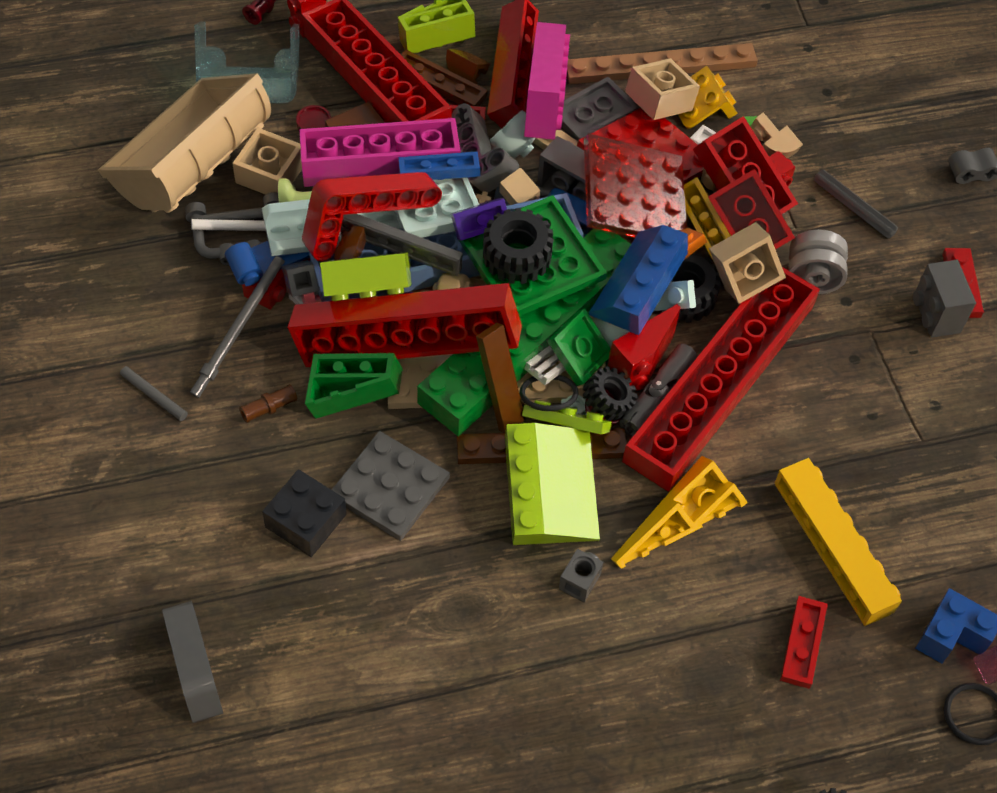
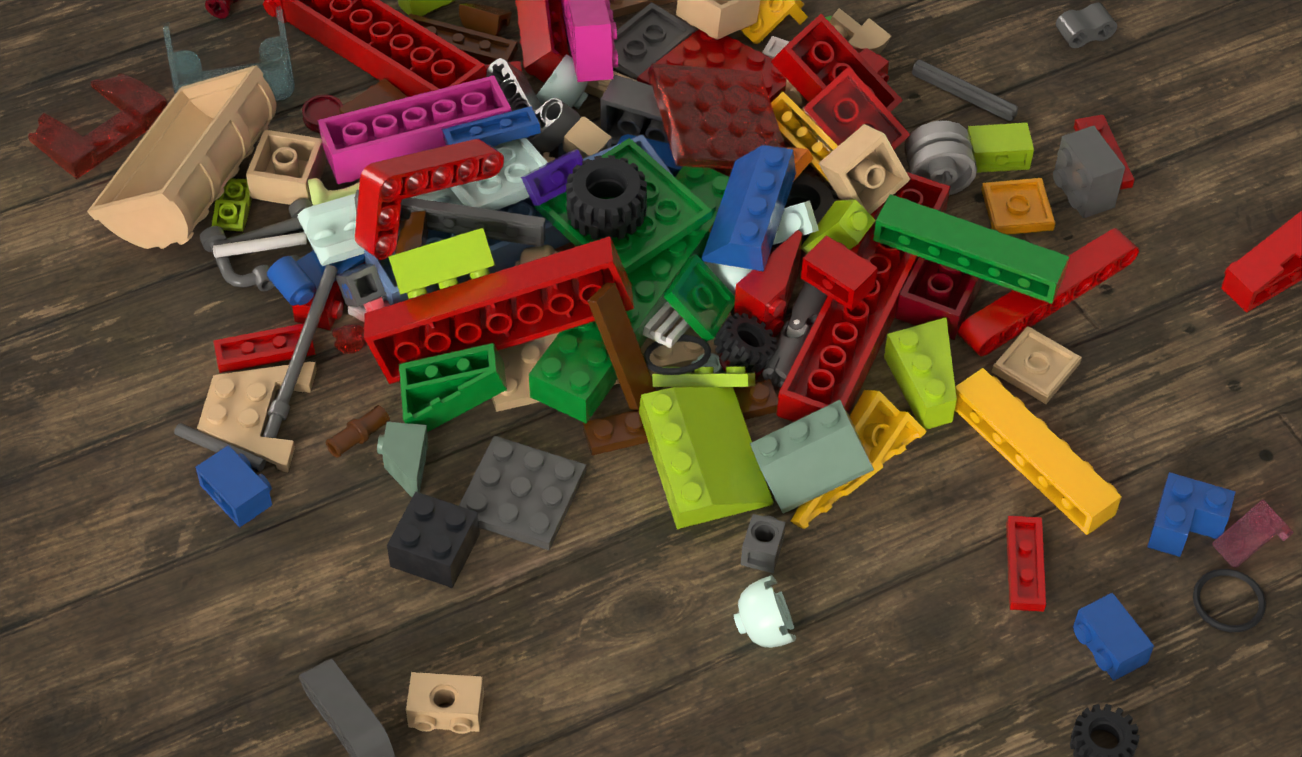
camera: 10 degrees left, 5 degrees down
(111, 118) = (79, 154): none -> clear red wedge
(154, 430) = (235, 485): none -> blue brick
(176, 365) = (239, 410): none -> tan wing
(205, 314) = (258, 348): none -> red plate
(219, 187) = (233, 206): none -> lime slope
(266, 647) = (431, 690): none -> tan brick
(280, 320) = (349, 338): none -> clear red plate
(301, 432) = (404, 453): none -> sand green slope
(566, 641) = (764, 614): none -> light aqua cylinder
(640, 507) = (811, 456): none -> sand green slope
(703, 348) = (839, 272): none -> red brick
(712, 311) = (844, 223): none -> lime slope
(758, 448) = (924, 371): none -> lime wedge
(793, 374) = (937, 293): none -> dark red brick
(823, 350) = (971, 248): none -> green brick
(857, 462) = (1036, 364): none -> tan tile
(863, 727) = (1112, 636): none -> blue brick
(874, 260) = (1001, 147): none -> lime panel
(876, 316) = (1018, 206): none -> light orange tile
(883, 399) = (1015, 311): none -> red beam

